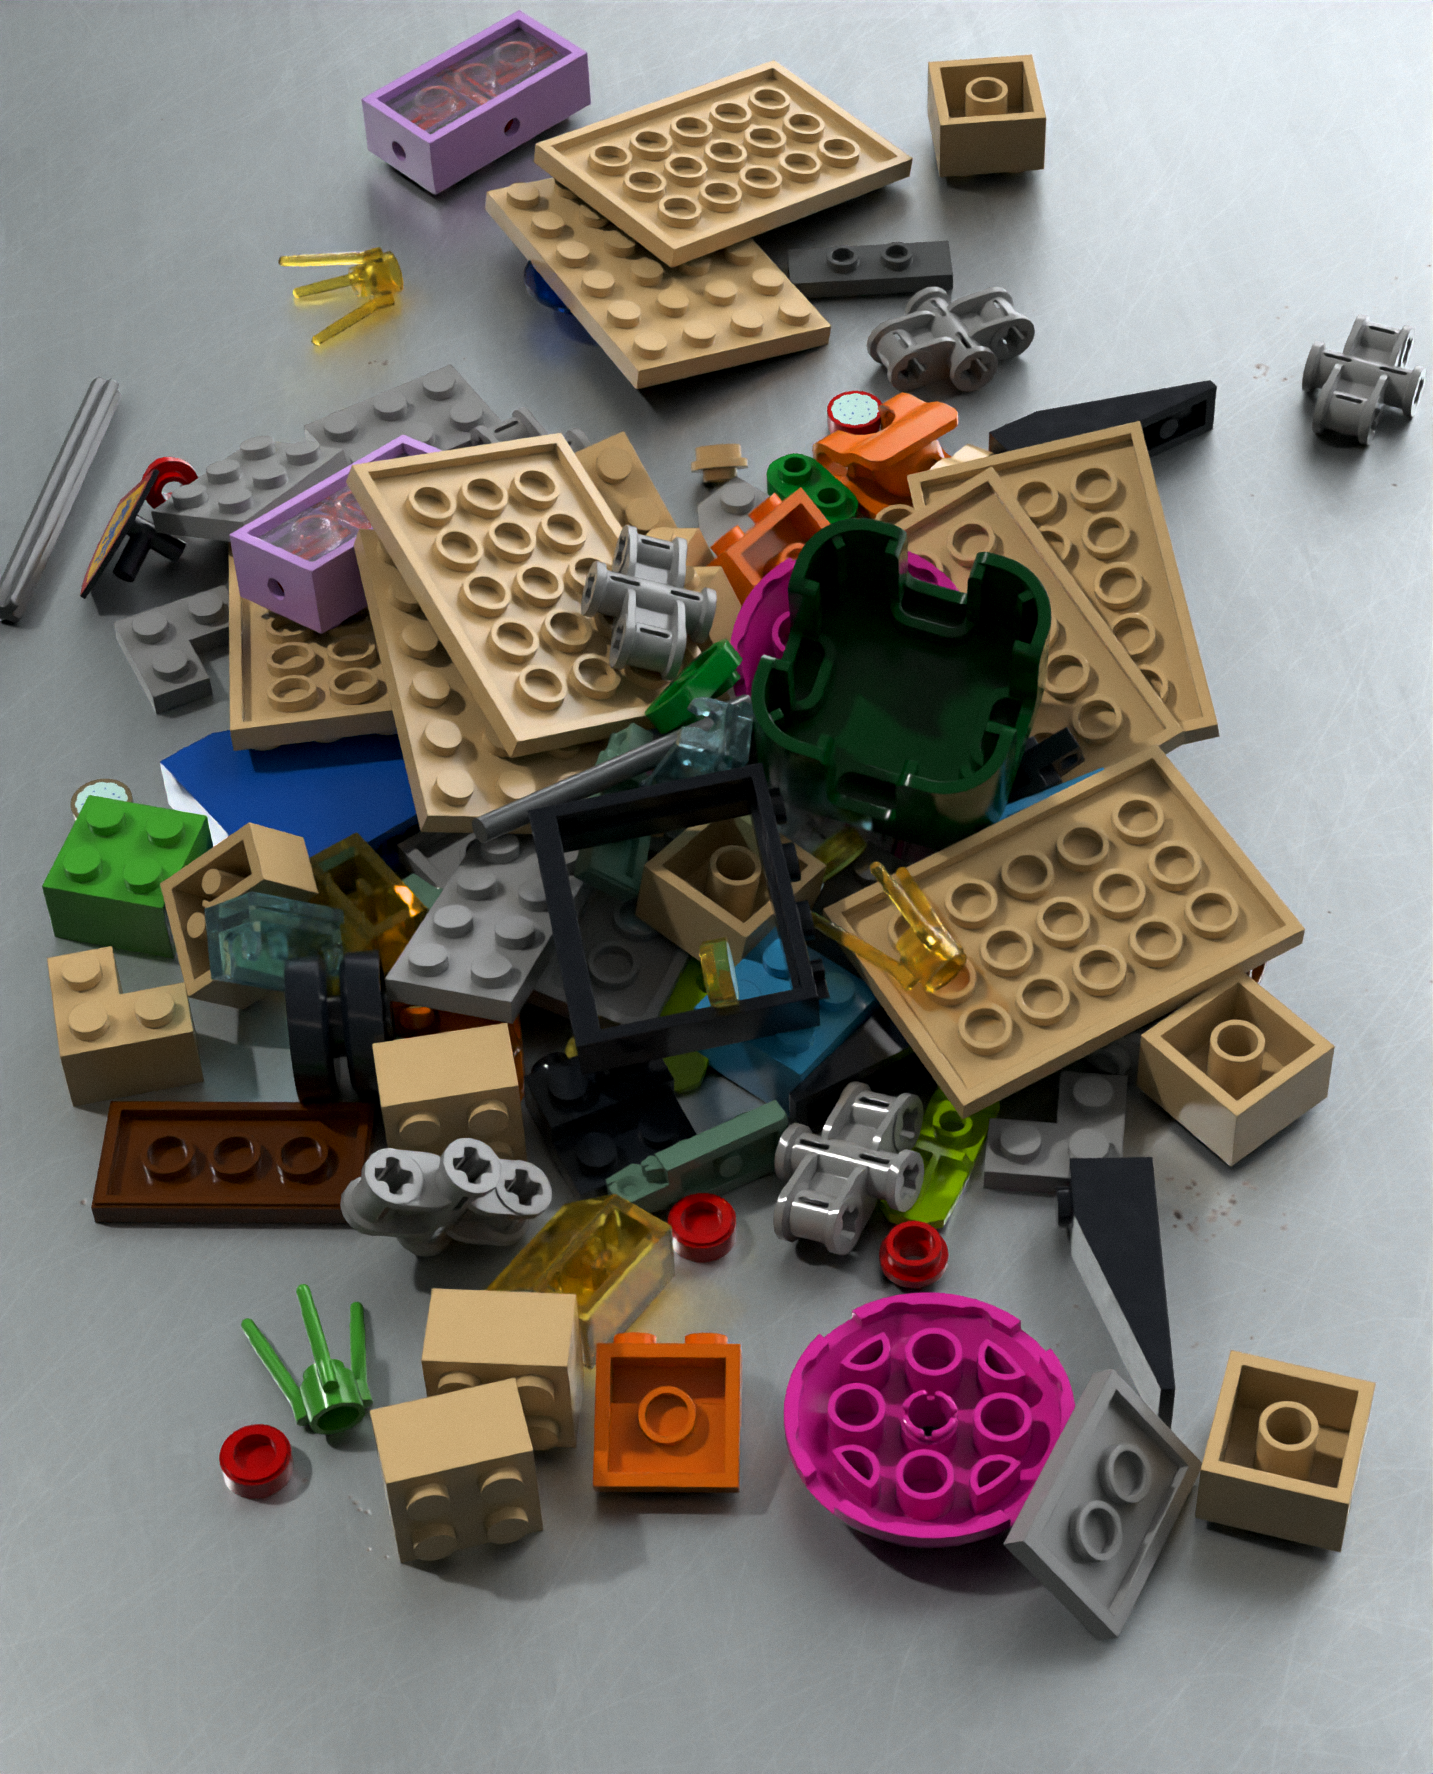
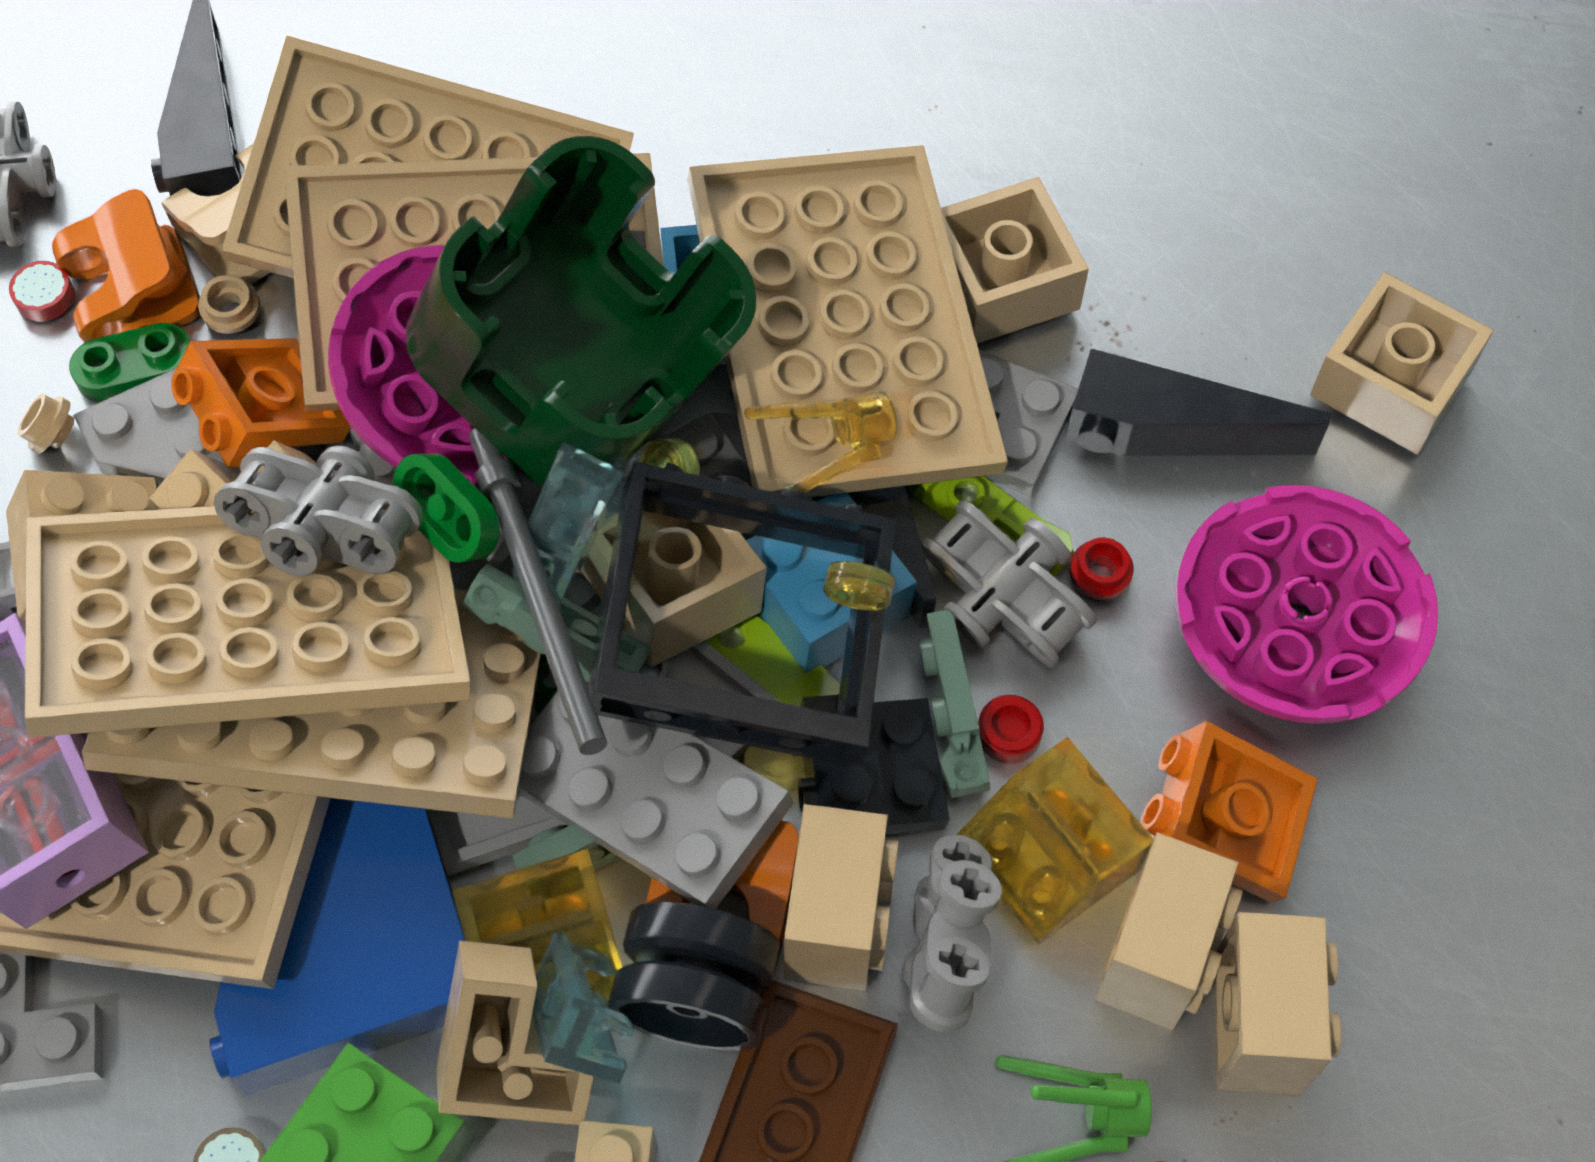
camera: 75 degrees left, 15 degrees up
(1104, 1505) = (1420, 505): light grey plate -> none

